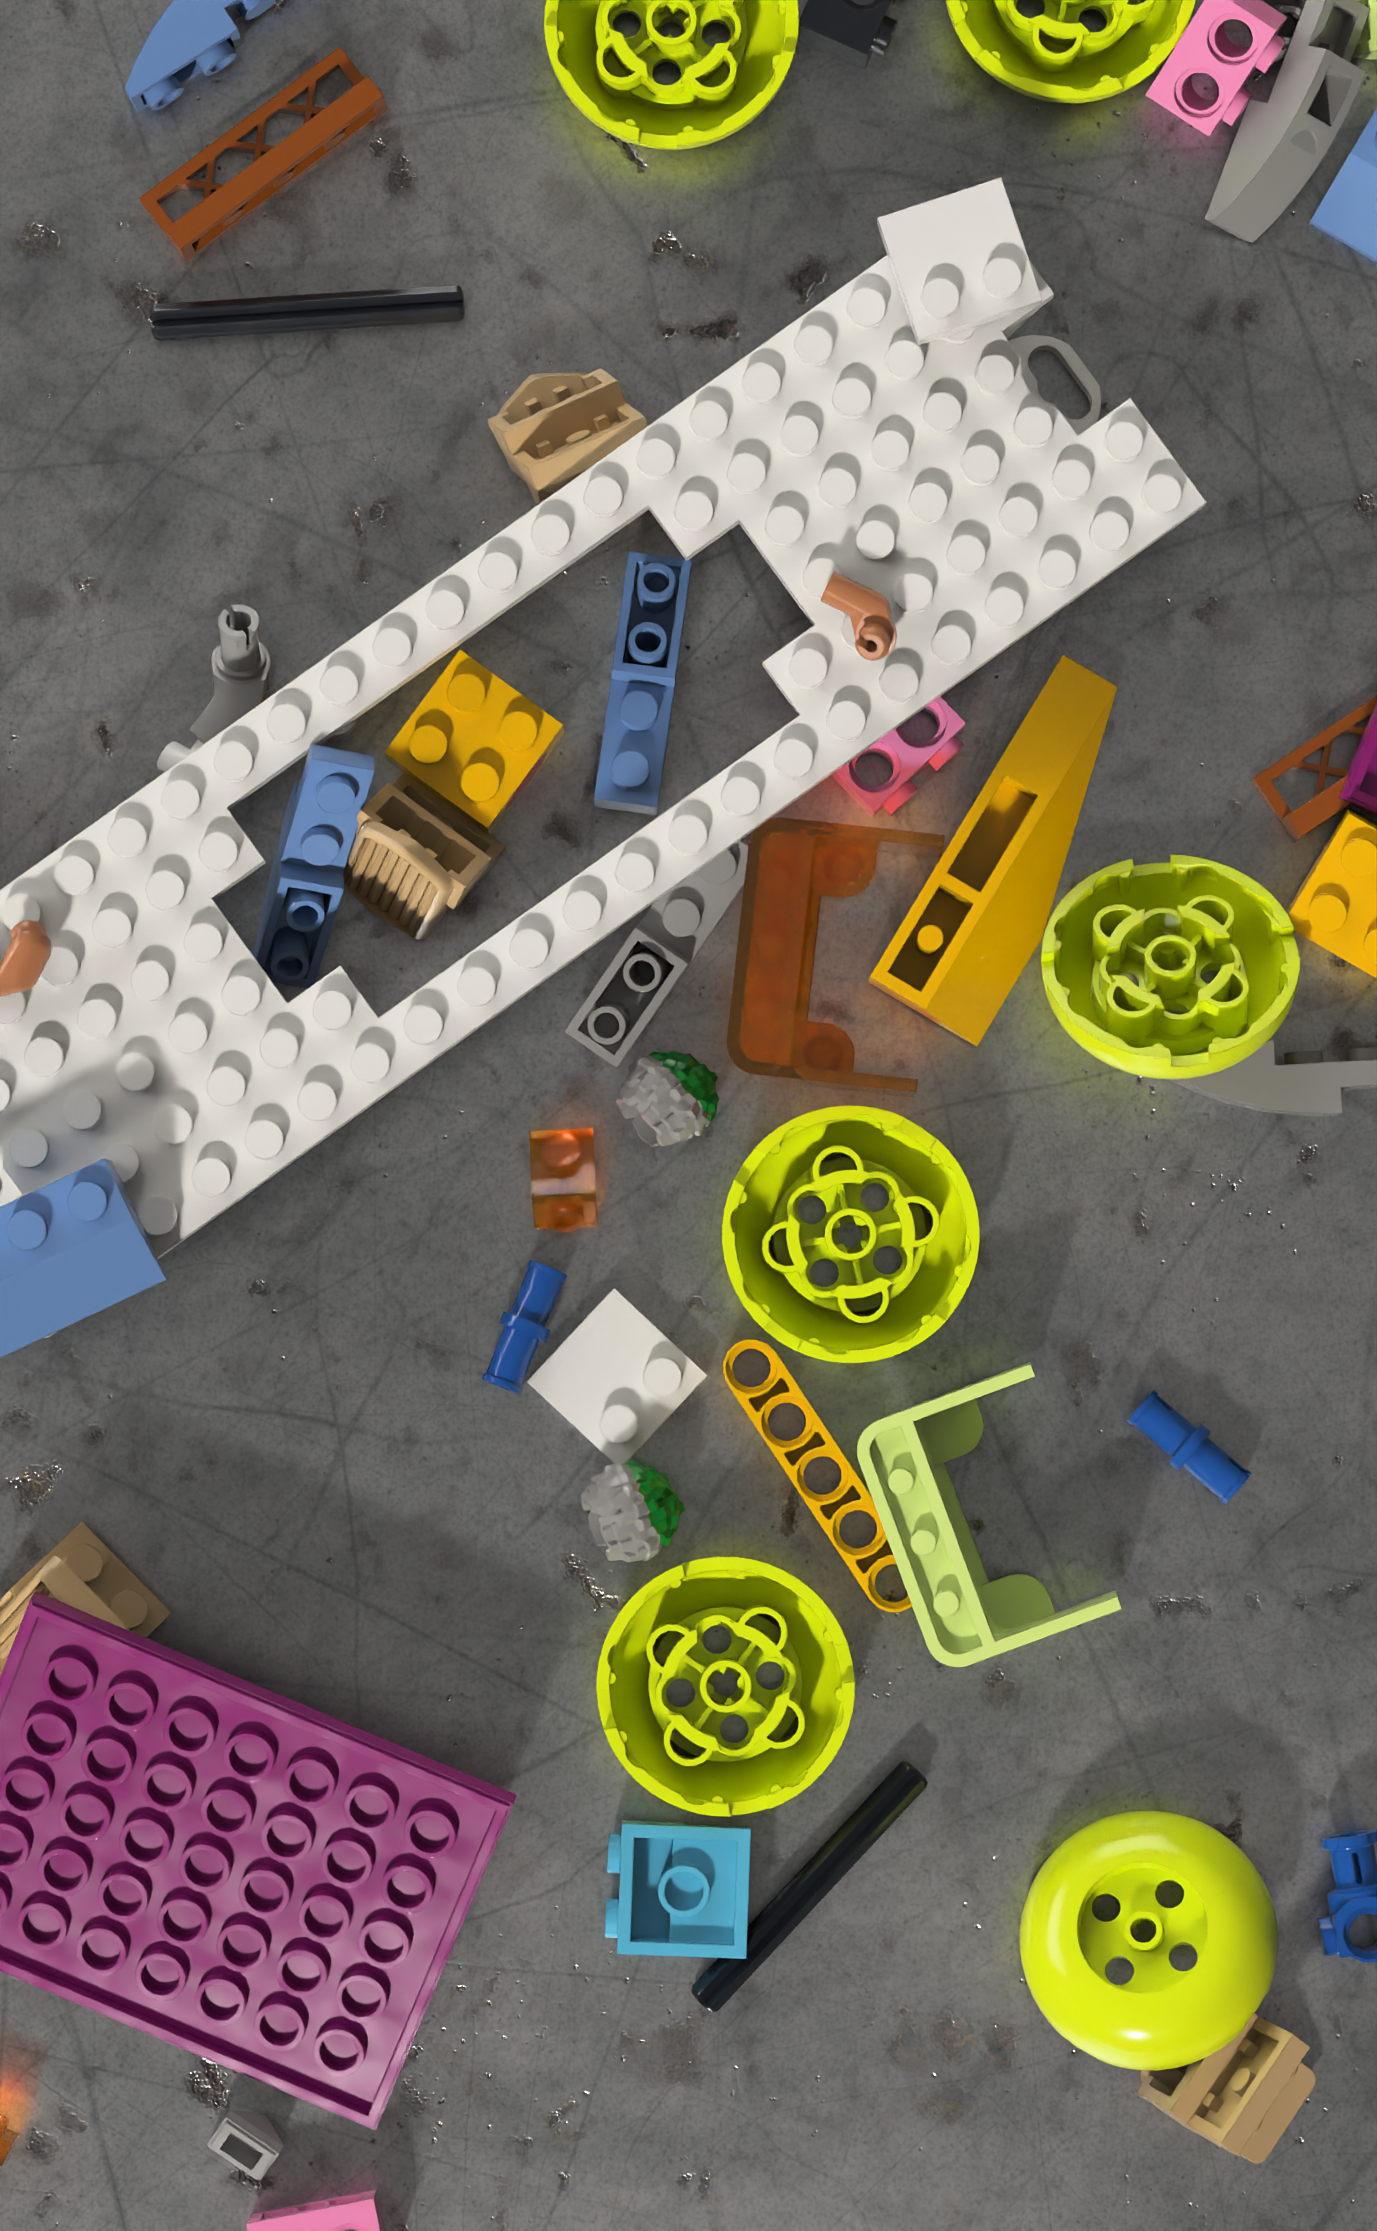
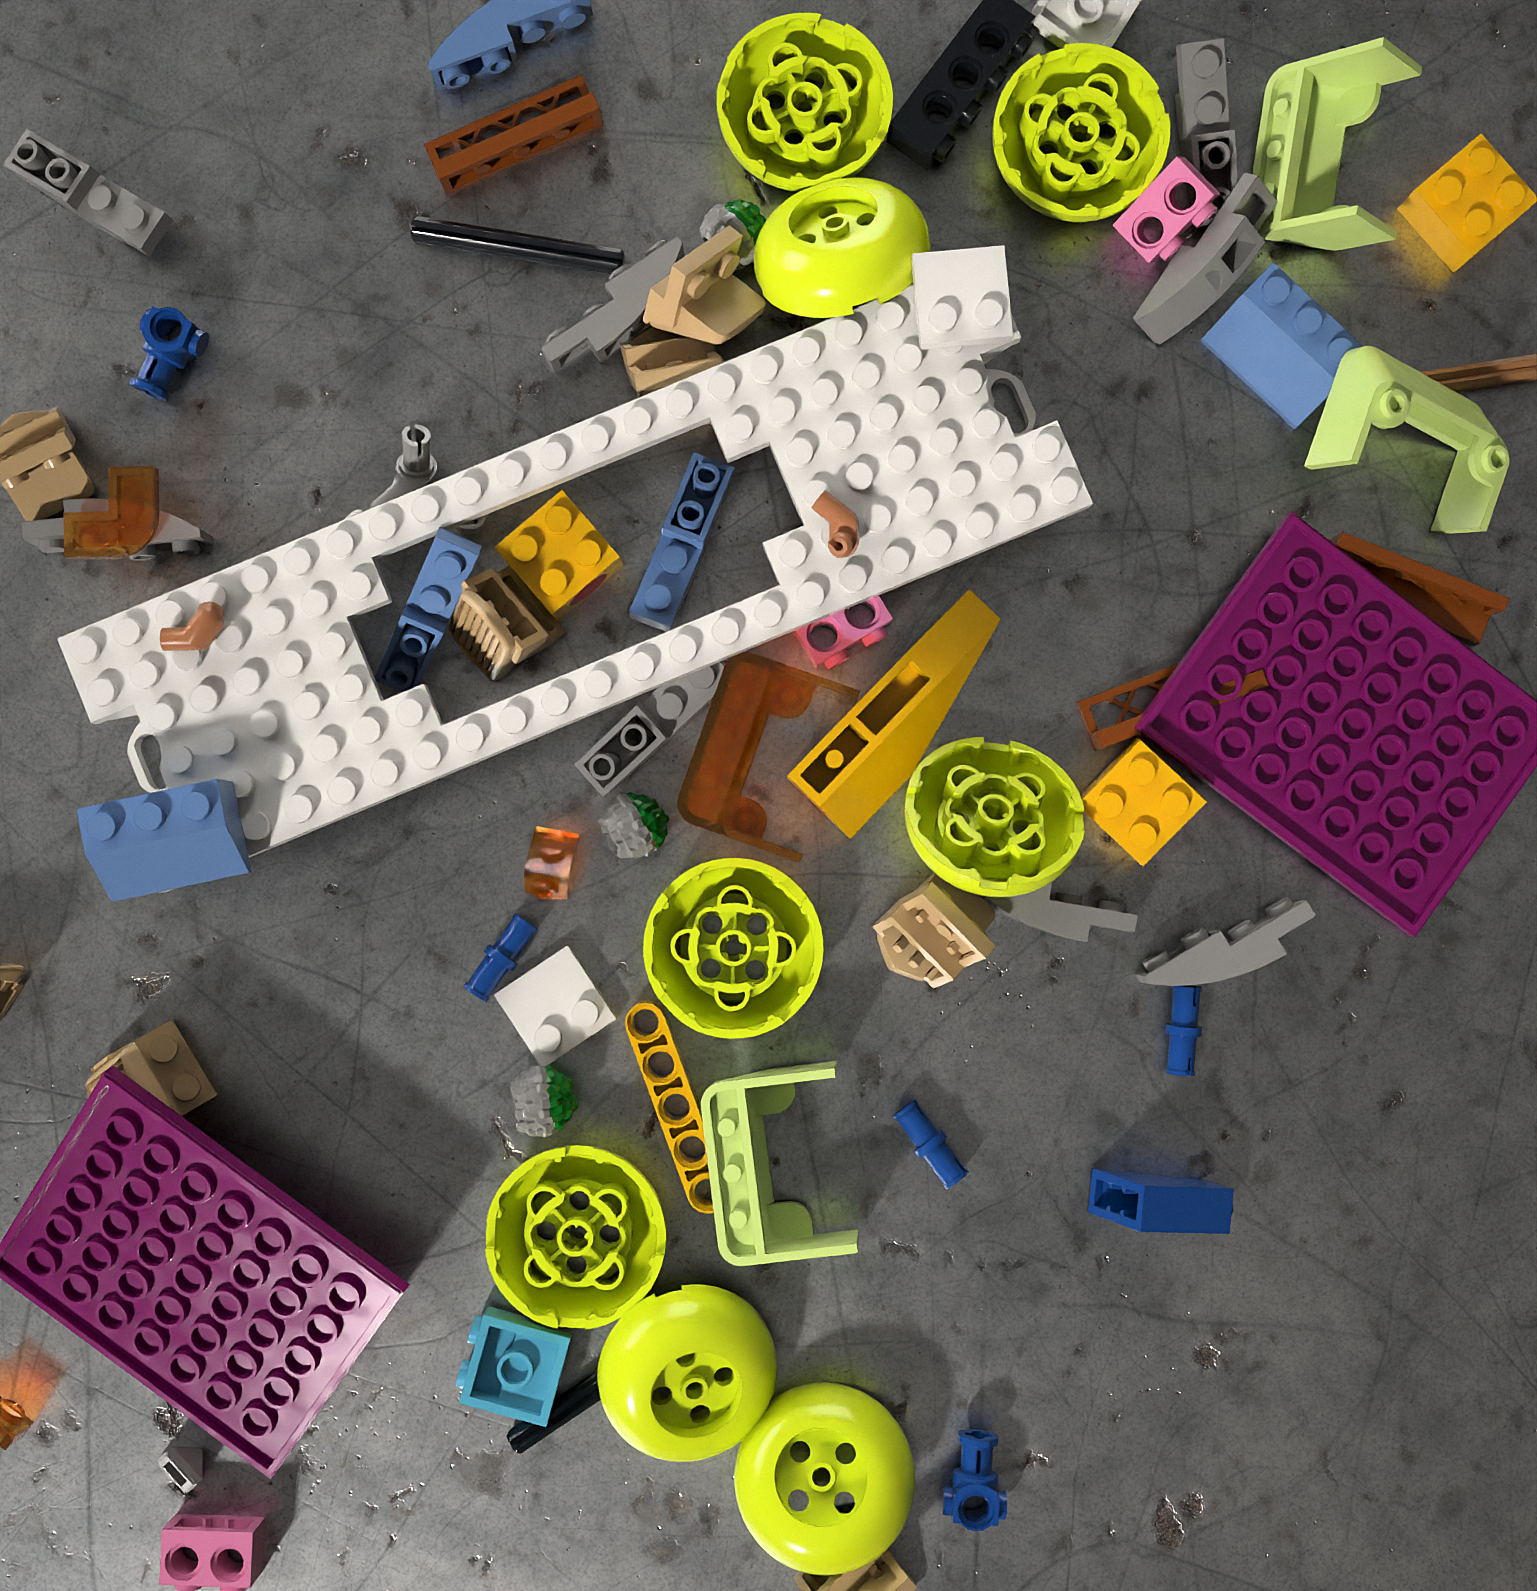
camera: 15 degrees right, 0 degrees up
(492, 352) = (621, 318): none -> light grey slope
(598, 332) = (703, 295): none -> tan piece
(616, 227) = (741, 216): none -> light grey piece
(770, 221) = (839, 247): none -> neon yellow brick
(860, 1824) = (681, 1345): none -> neon yellow brick
(1126, 1148) = (935, 932): none -> tan piece

